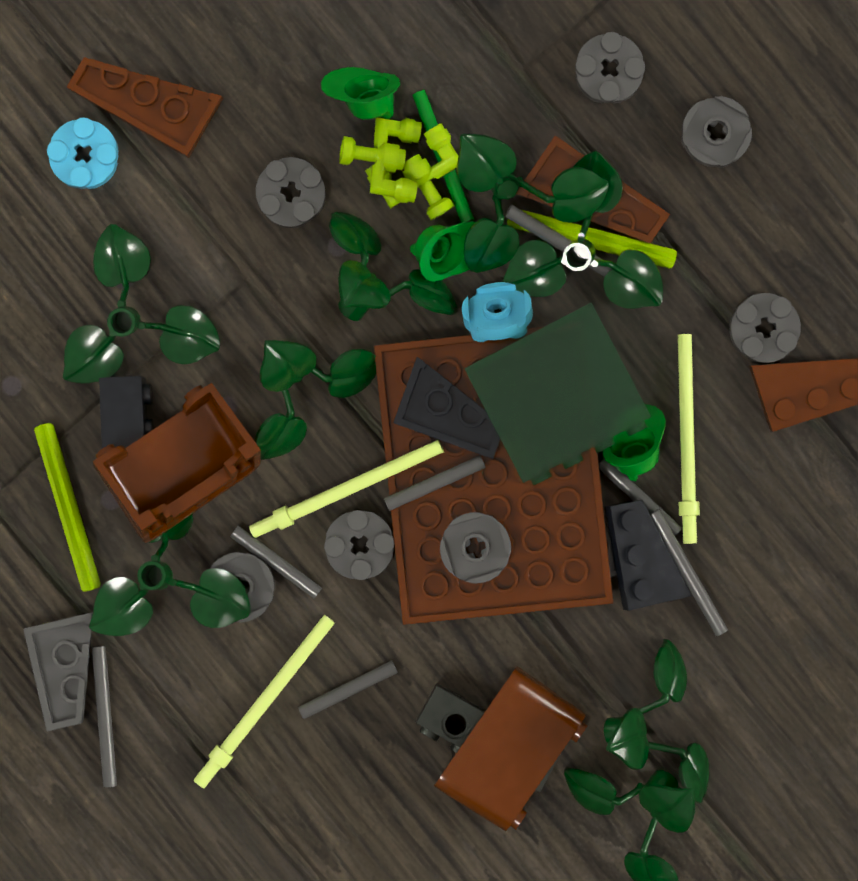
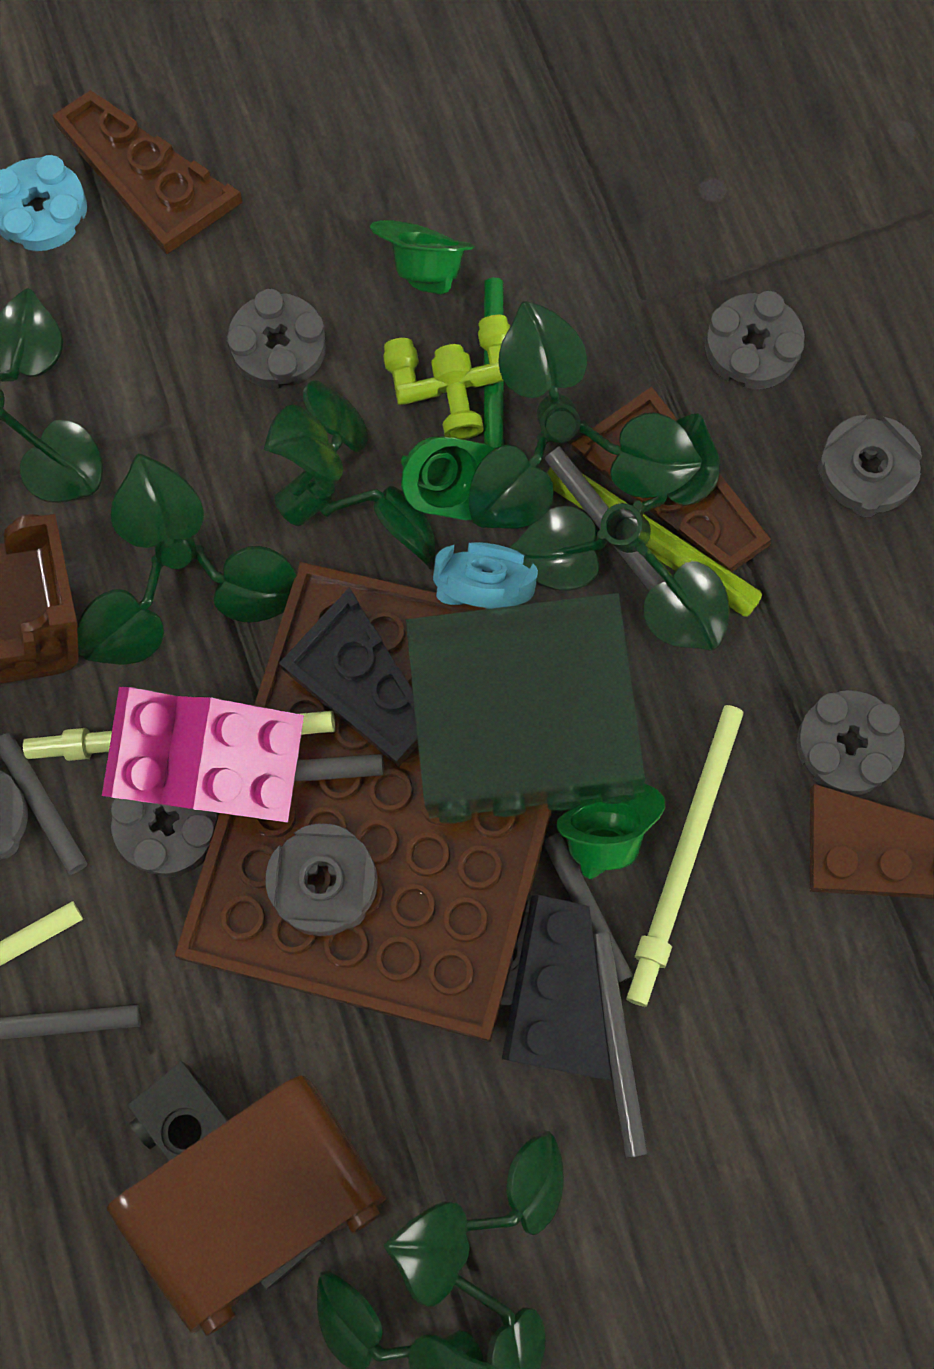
camera: 20 degrees right, 15 degrees down
(375, 502) = (203, 754): none -> bracket
(386, 157) = (416, 332): lime piece -> none

